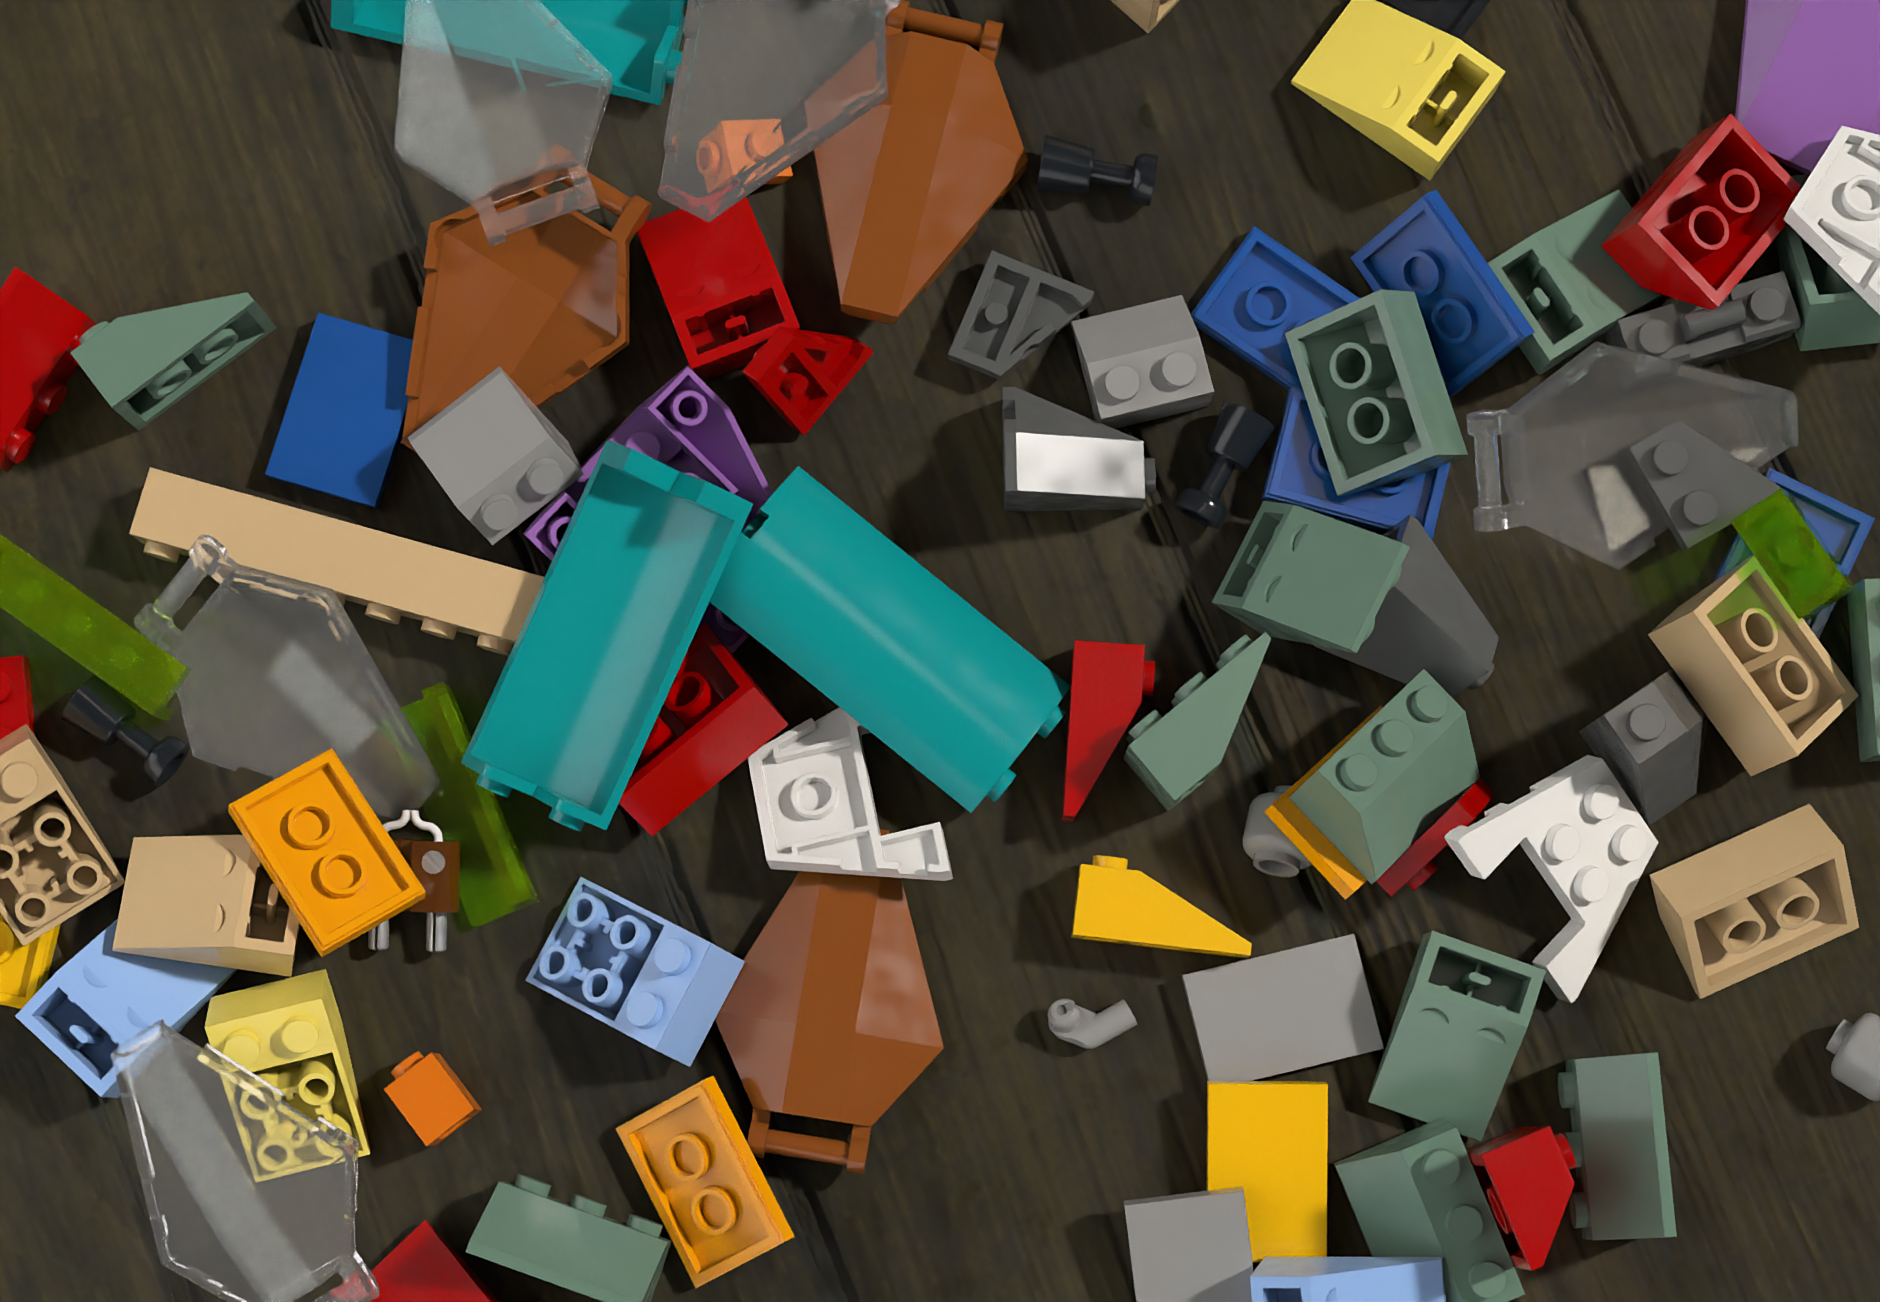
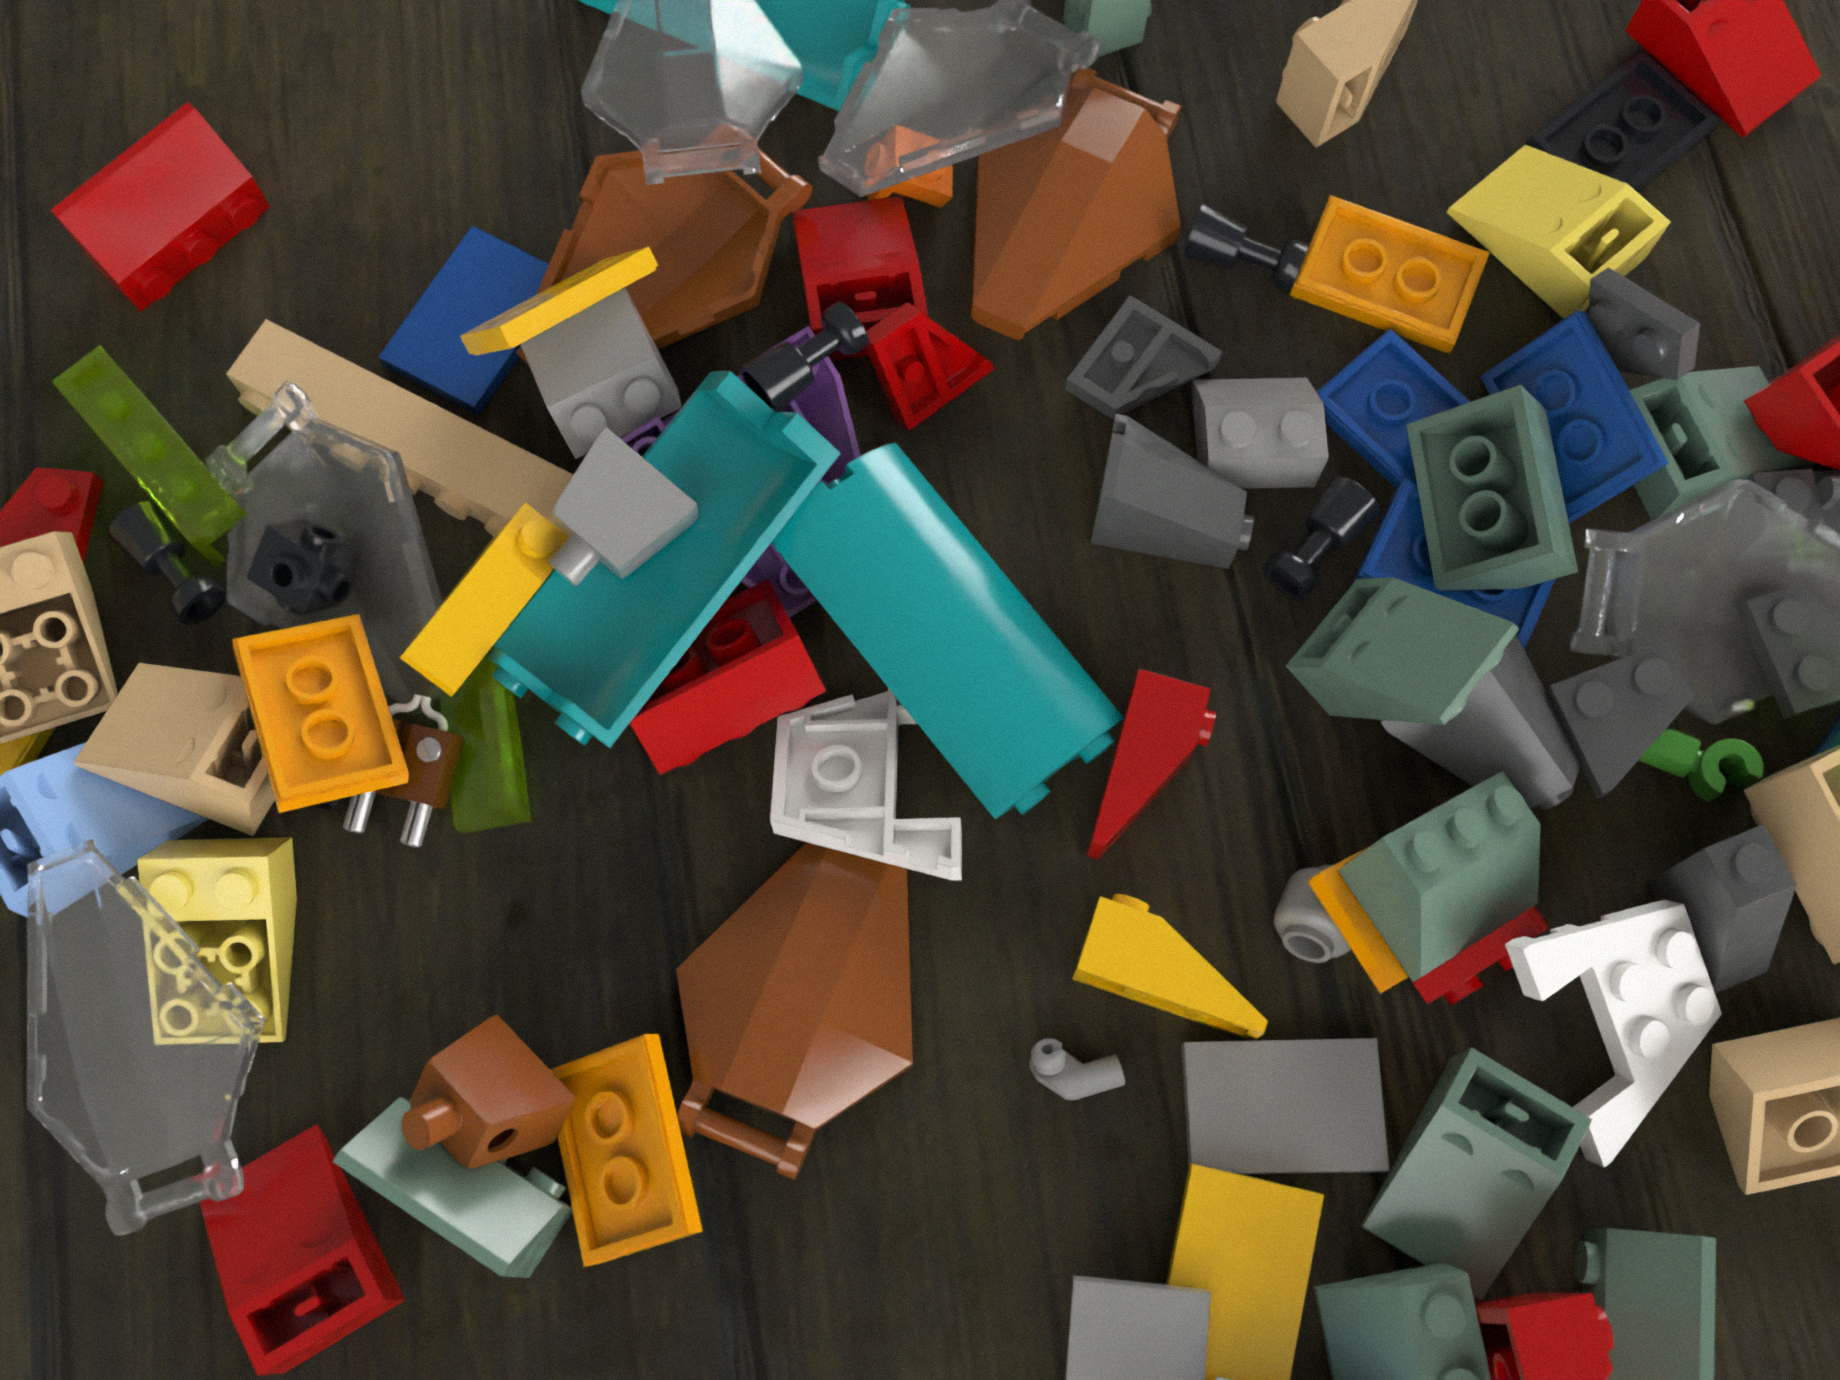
camera: 10 degrees right, 10 degrees down
(162, 355) = (319, 220): sand green slope -> none
(265, 712) = (303, 566): none -> black brick
(431, 1097) = (359, 994): orange brick -> none
(440, 397) = (559, 302): none -> yellow tile
(454, 709) = (485, 600): none -> yellow slope
(556, 608) = (617, 512): none -> light grey torso
(577, 1165) = (486, 1098): none -> dark orange torso
(635, 971) = (610, 911): light blue slope -> none
(679, 425) = (787, 370): none -> black piece
(1189, 742) = (1230, 797): sand green slope -> none
(1244, 163) = (1390, 274): none -> light orange tile
(1486, 198) = (1641, 329): none -> dark grey wing
(1526, 582) = (1620, 711): none -> dark grey wing
(1580, 603) = (1680, 755): none -> bright green piece

